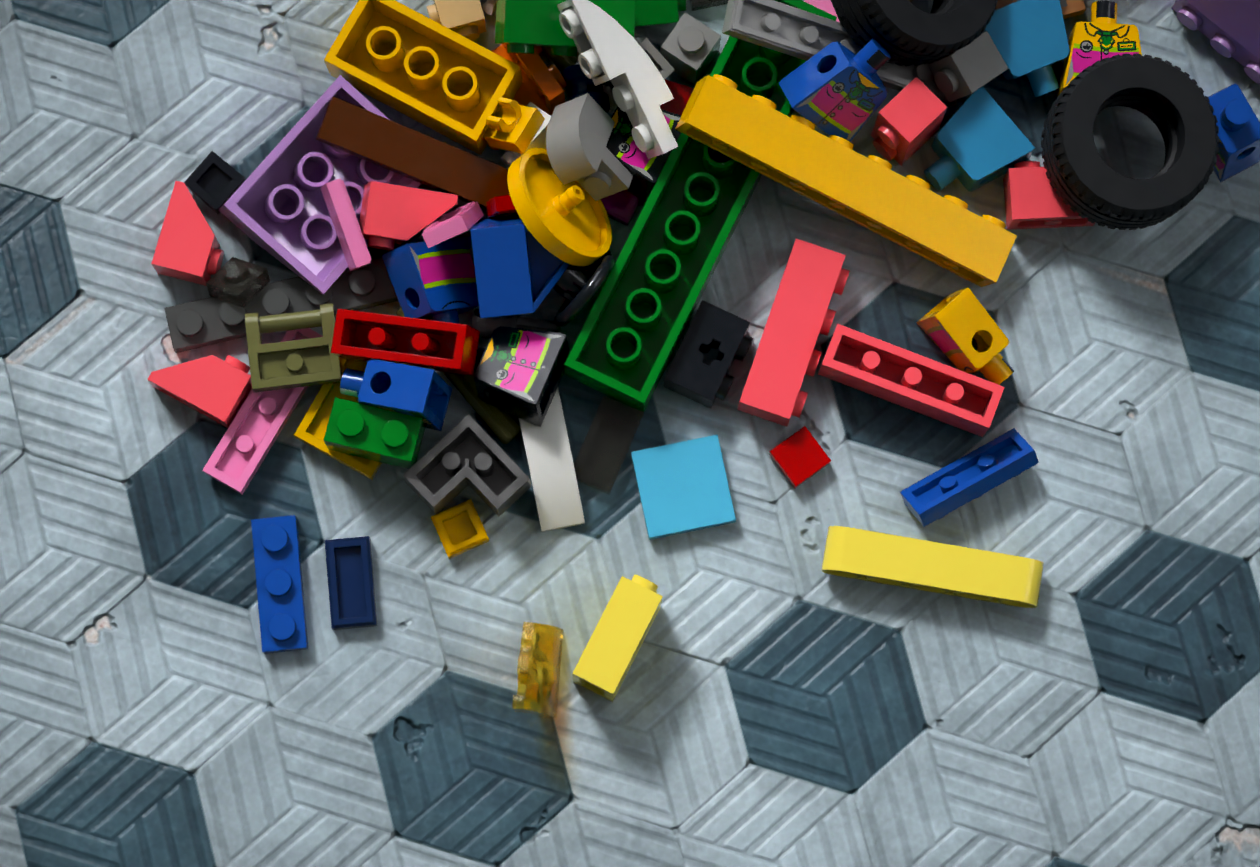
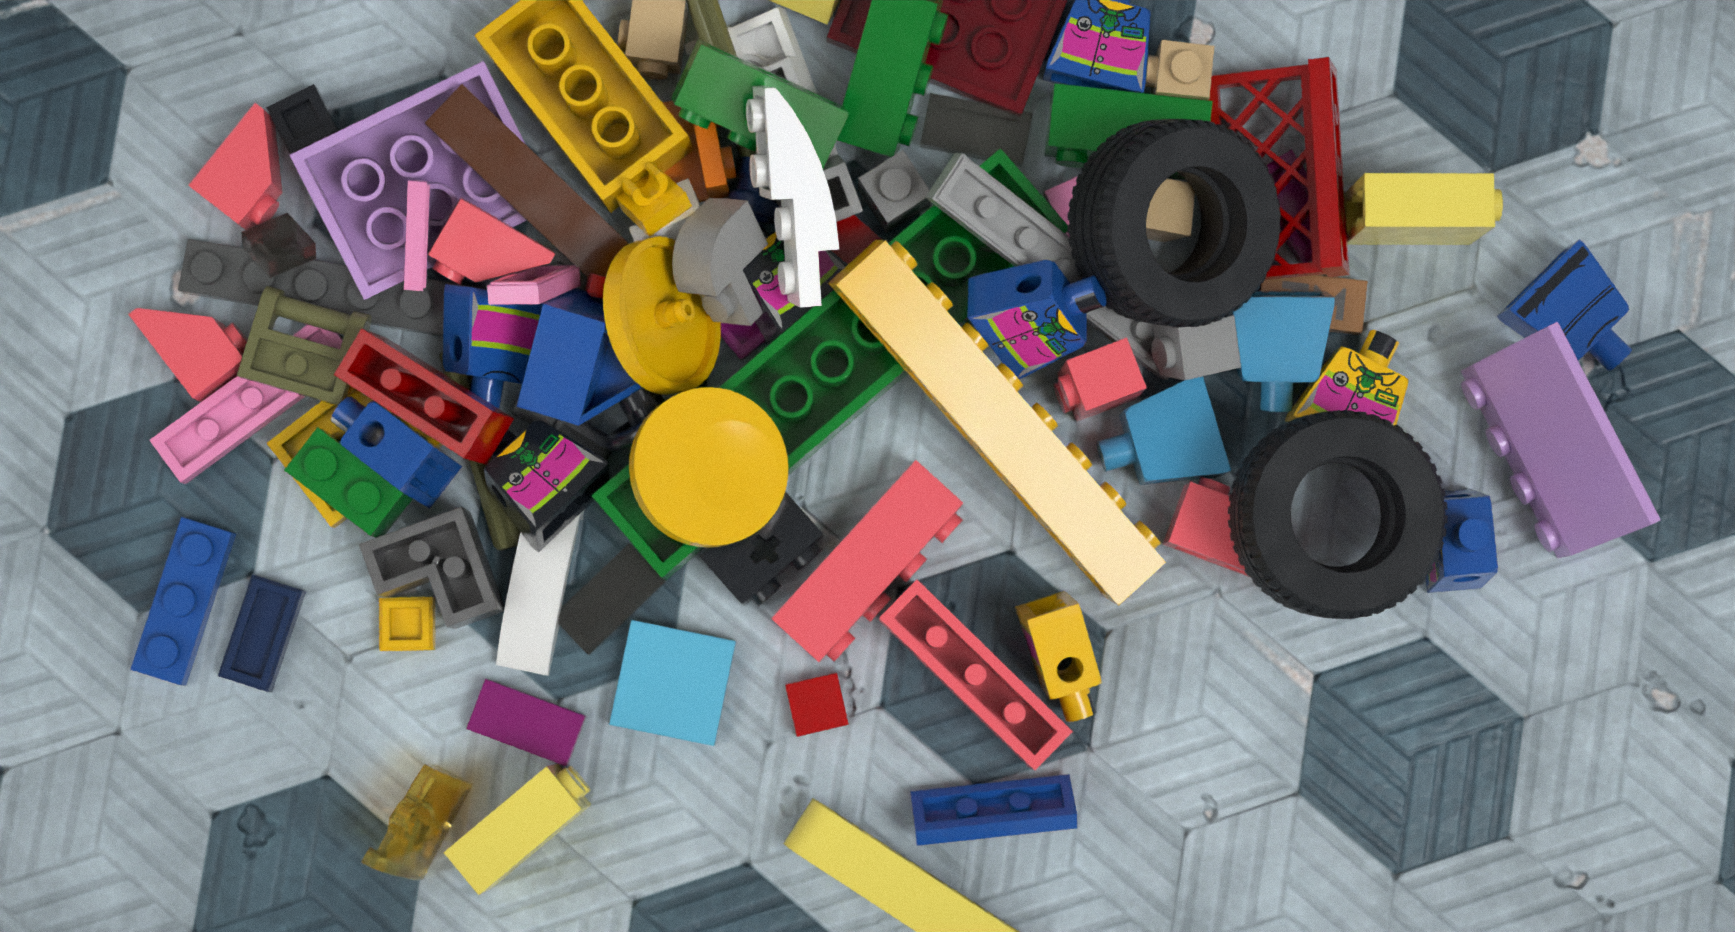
camera: 20 degrees right, 5 degrees up
(583, 563) = (526, 722): none -> magenta tile
(646, 301) = (708, 467): none -> yellow piece

